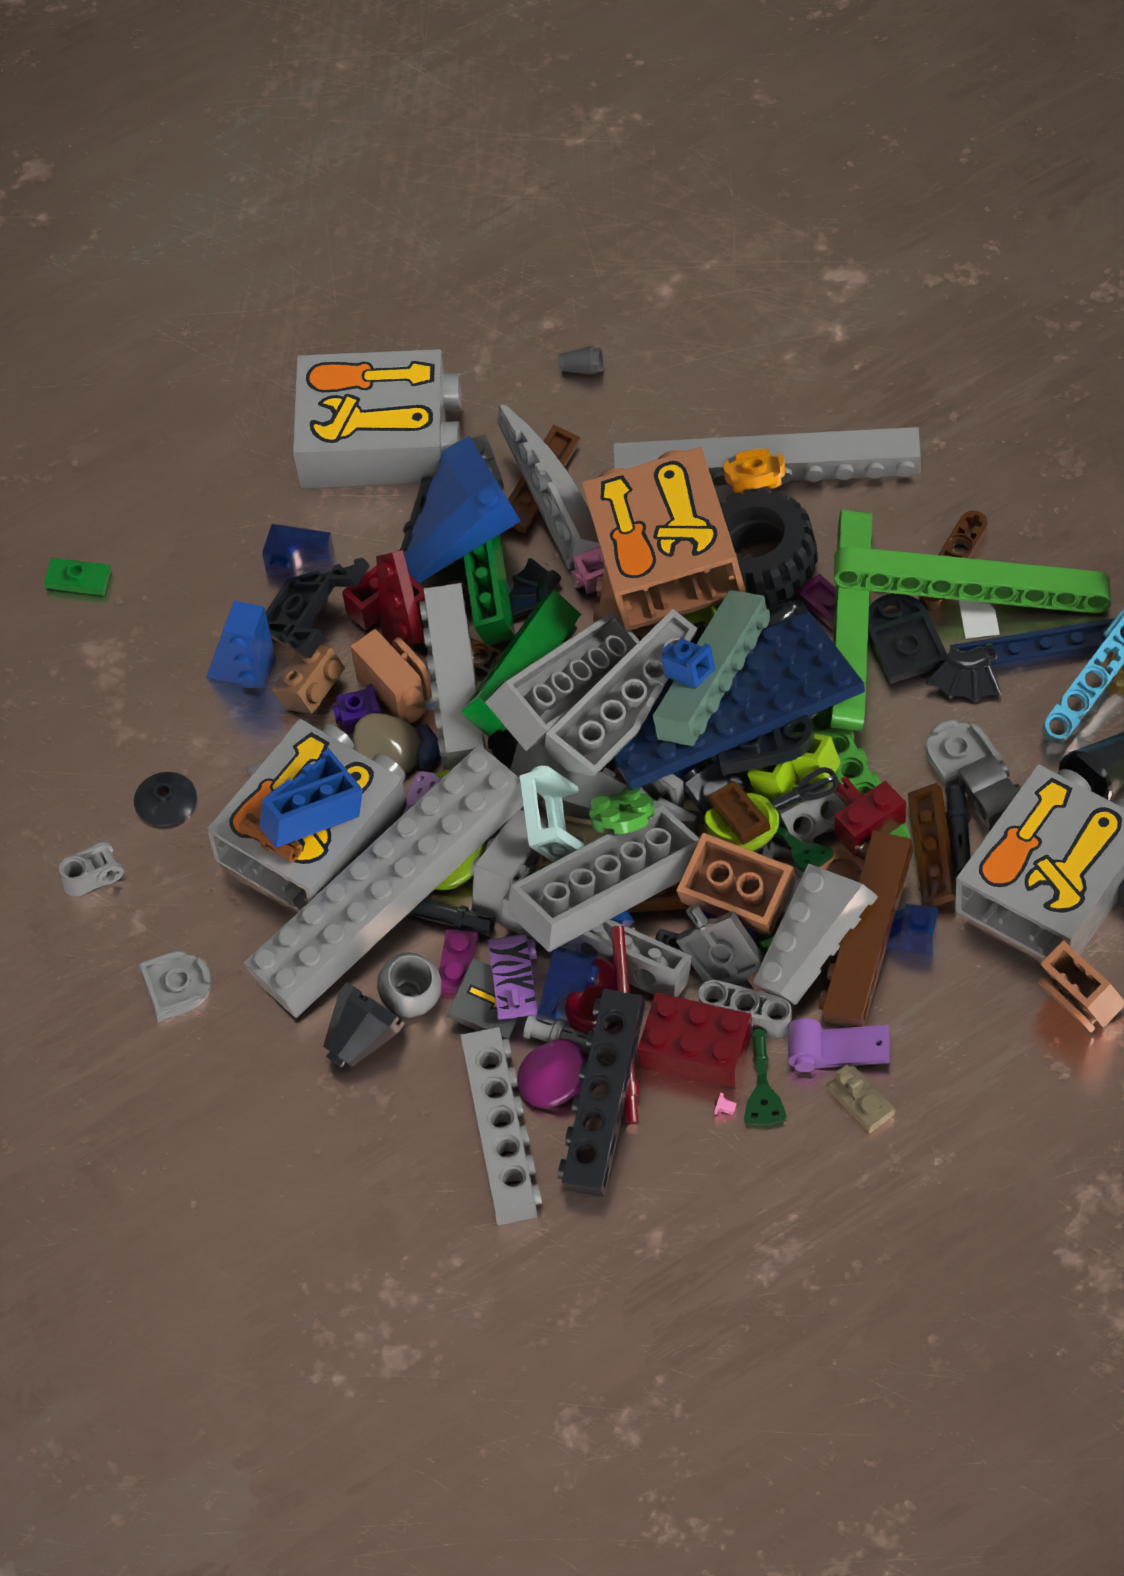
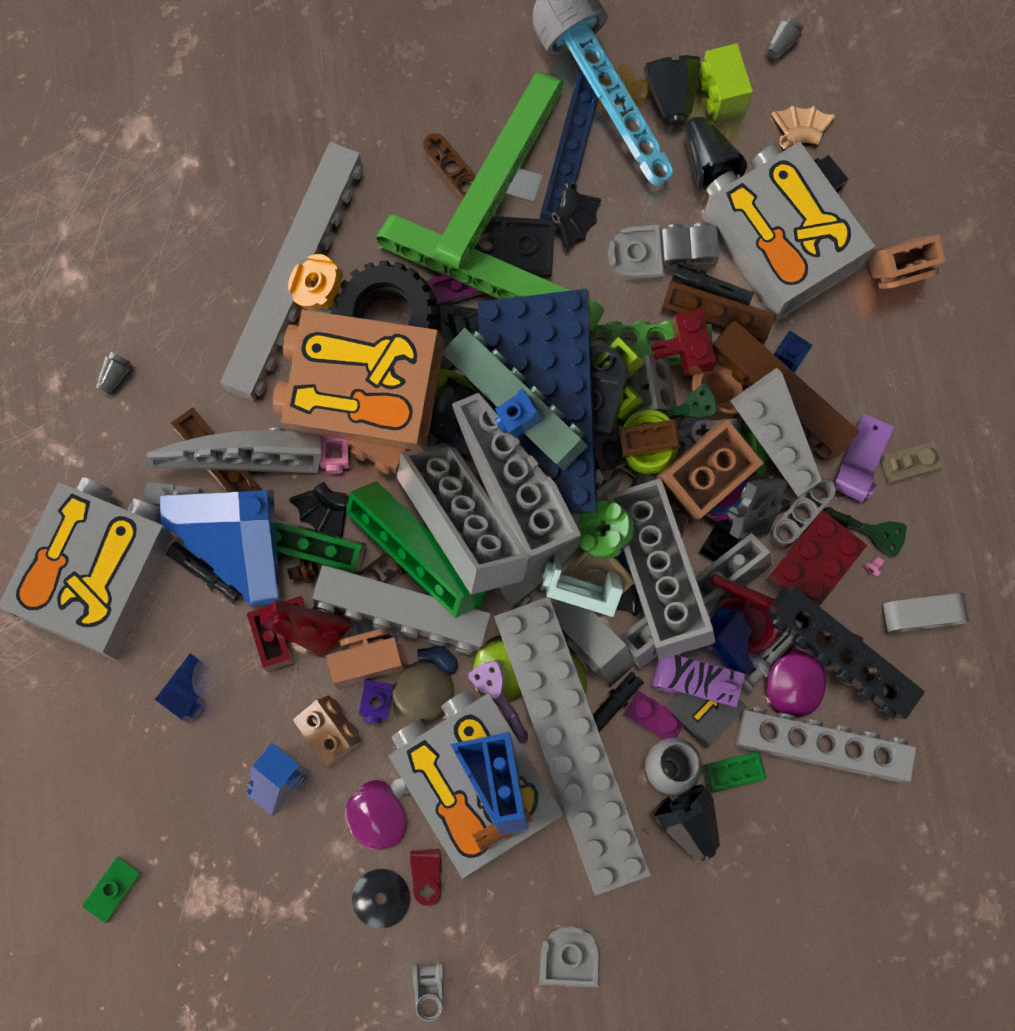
camera: 75 degrees left, 20 degrees up
(196, 821) = (426, 870): none -> dark red piece
(240, 754) = (376, 816): none -> magenta piece
(300, 600) = (249, 709): black wing -> none
(433, 1053) = (734, 772): none -> green plate
(693, 1169) = (926, 612): none -> light grey beam
(798, 793) = (648, 388): black piece -> none

